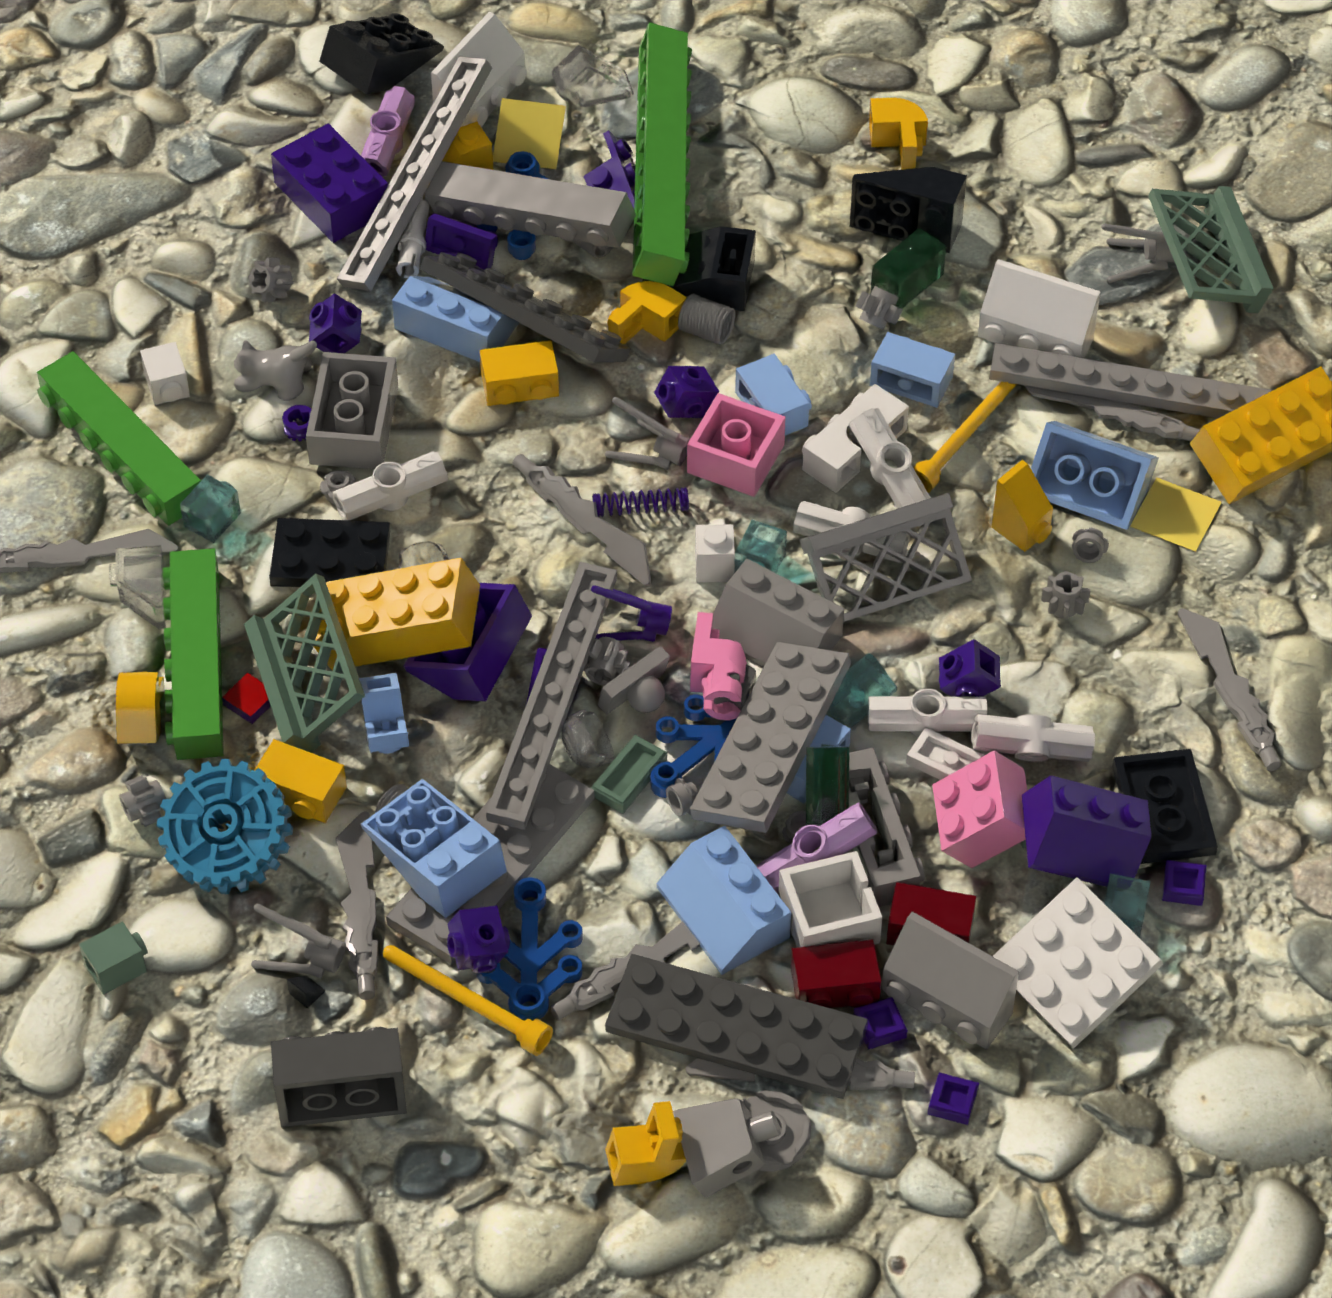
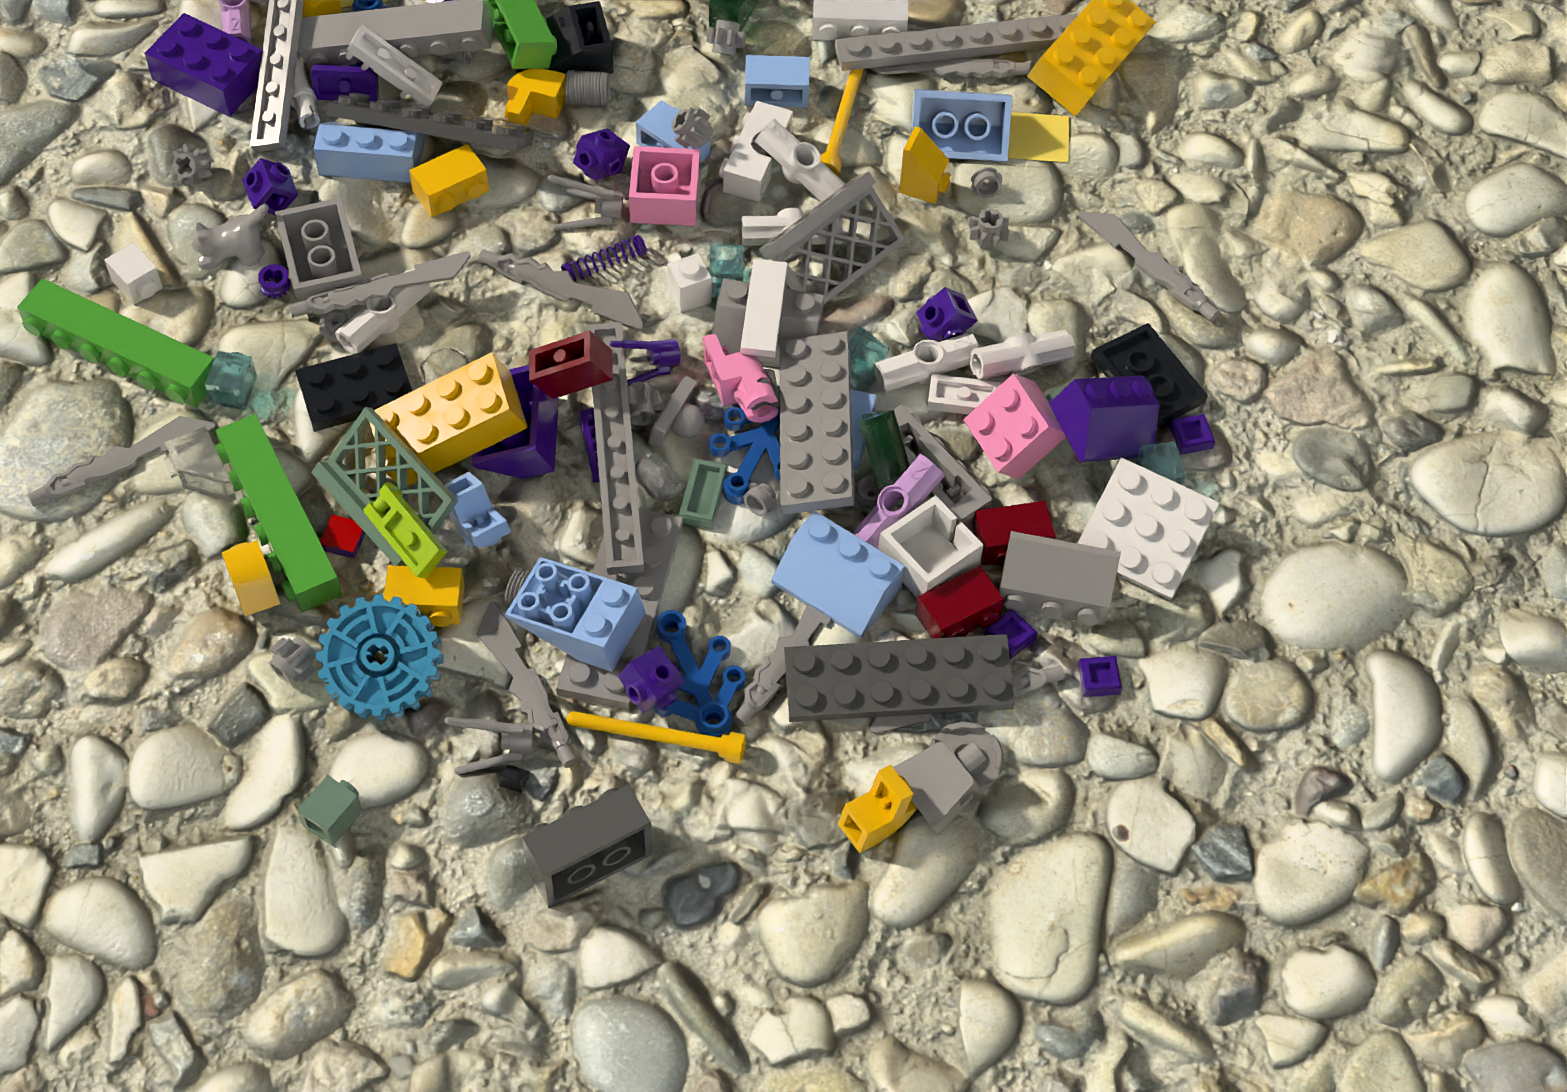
camera: 25 degrees left, 5 degrees up
(302, 709) = (405, 531): none -> lime plate
(395, 459) = (381, 286): none -> light grey sword
(511, 238) = (393, 66): none -> white plate
(539, 596) = (571, 365): none -> dark red brick
(770, 601) = (763, 308): none -> white tile
(786, 391) = (692, 128): none -> light grey gear

